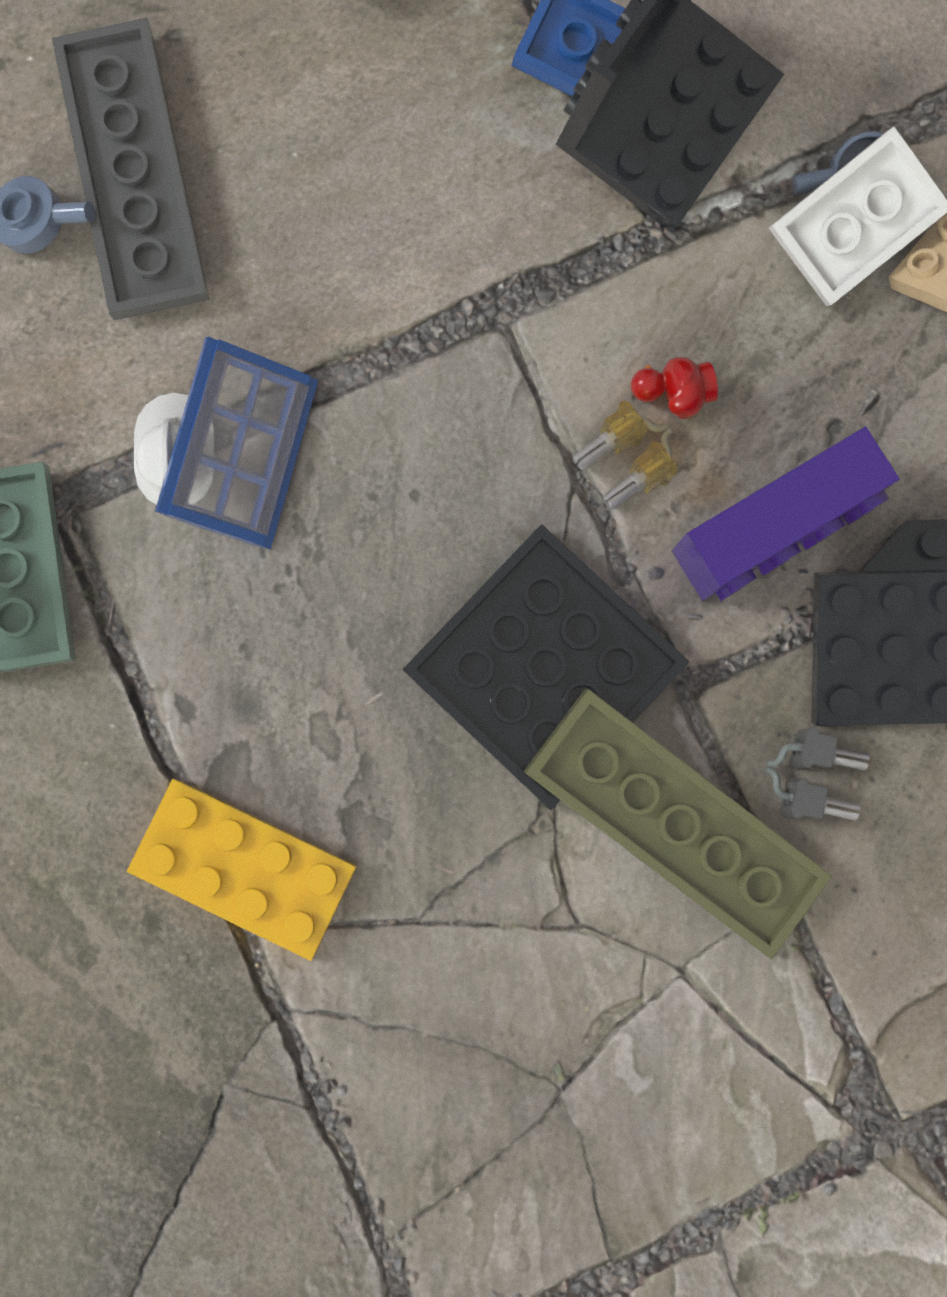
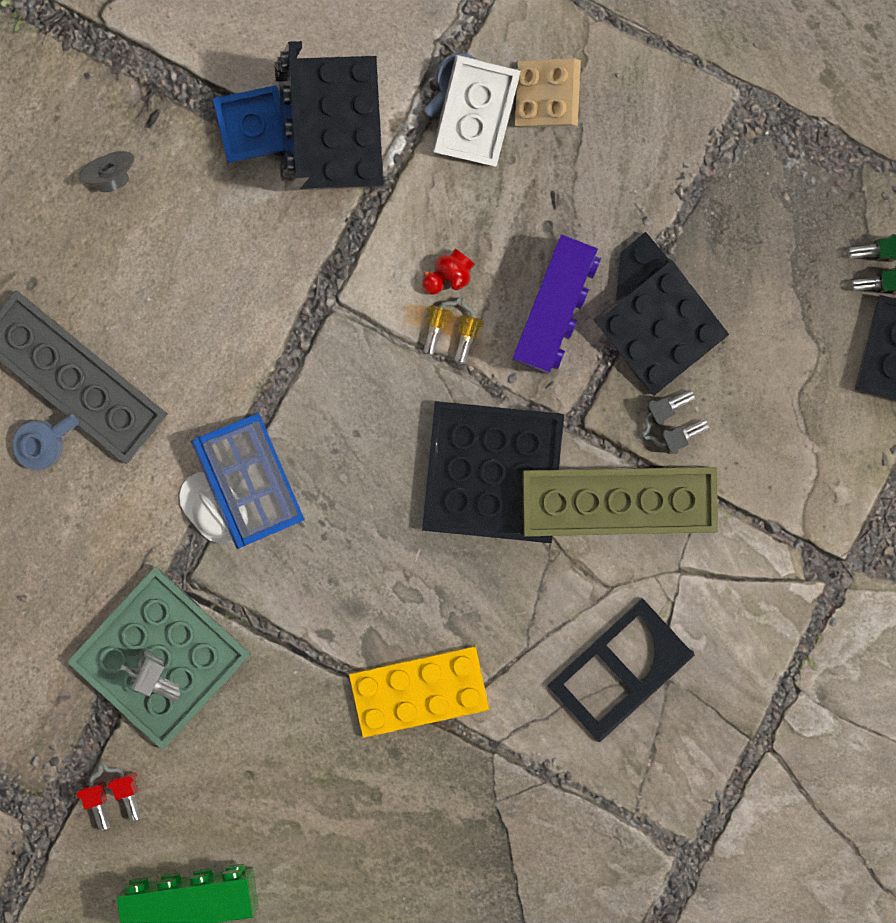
camera: 30 degrees left, 5 degrees up
(586, 1072) = (669, 657): none -> black window

